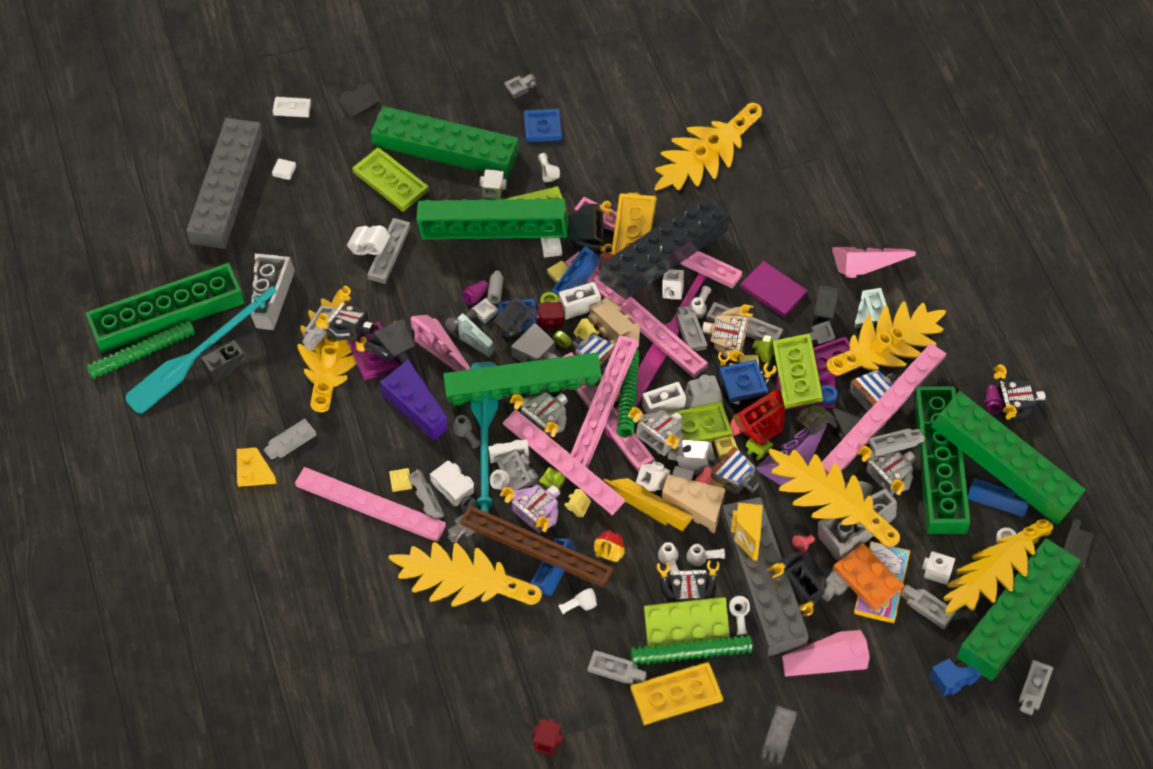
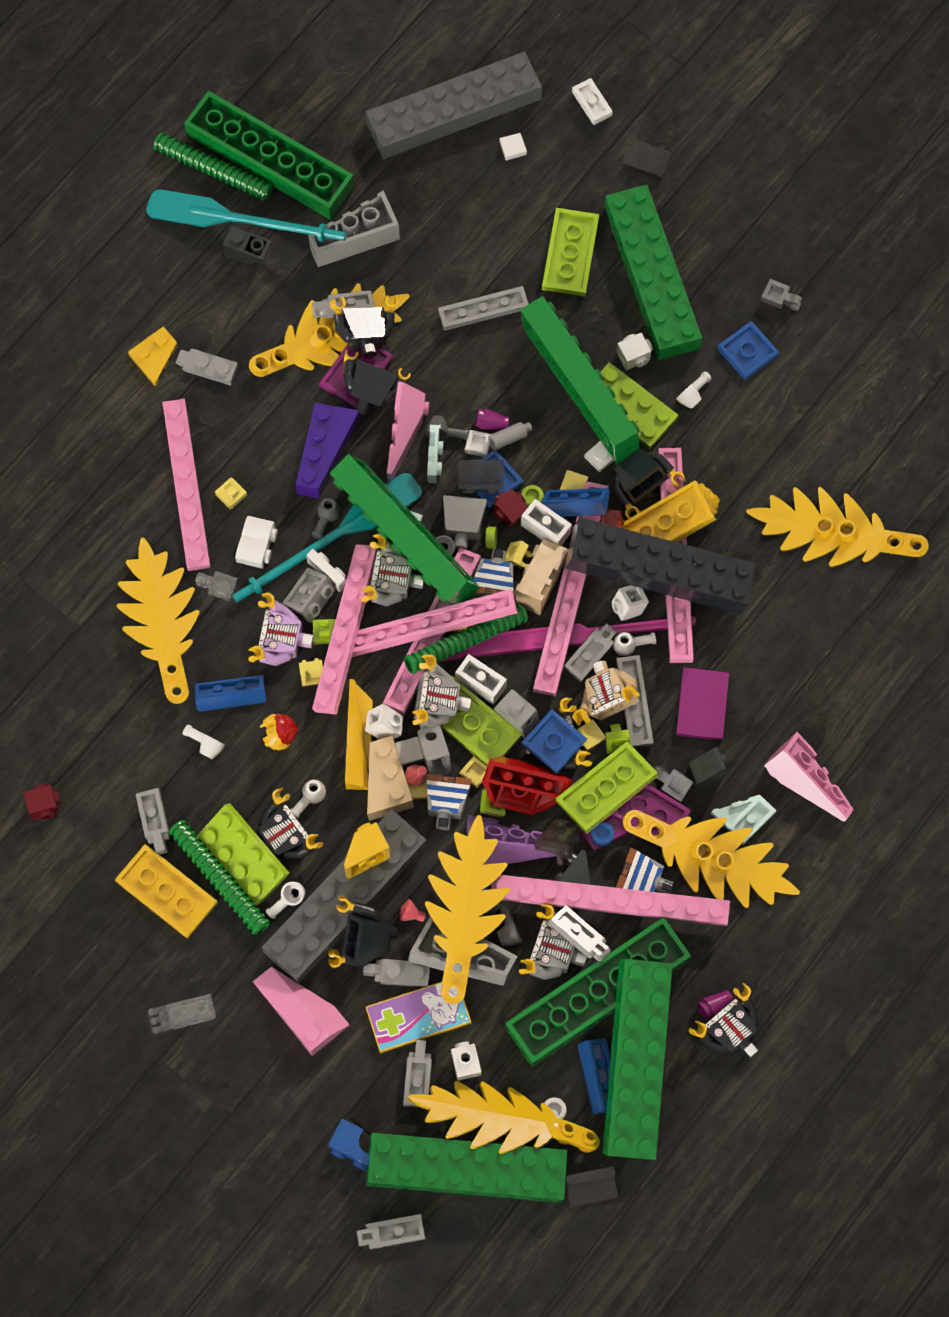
camera: 55 degrees right, 15 degrees up
(368, 240) = (478, 281): white brick -> none
(426, 494) = (226, 528): light grey hinge -> none
(472, 502) = (244, 577): dark grey hinge -> none
(499, 479) = (289, 583): white tile -> none
(536, 546) = (230, 664): reddish brown plate -> none
(699, 559) = (334, 825): white bar -> none
(868, 577) = (408, 998): orange plate -> none

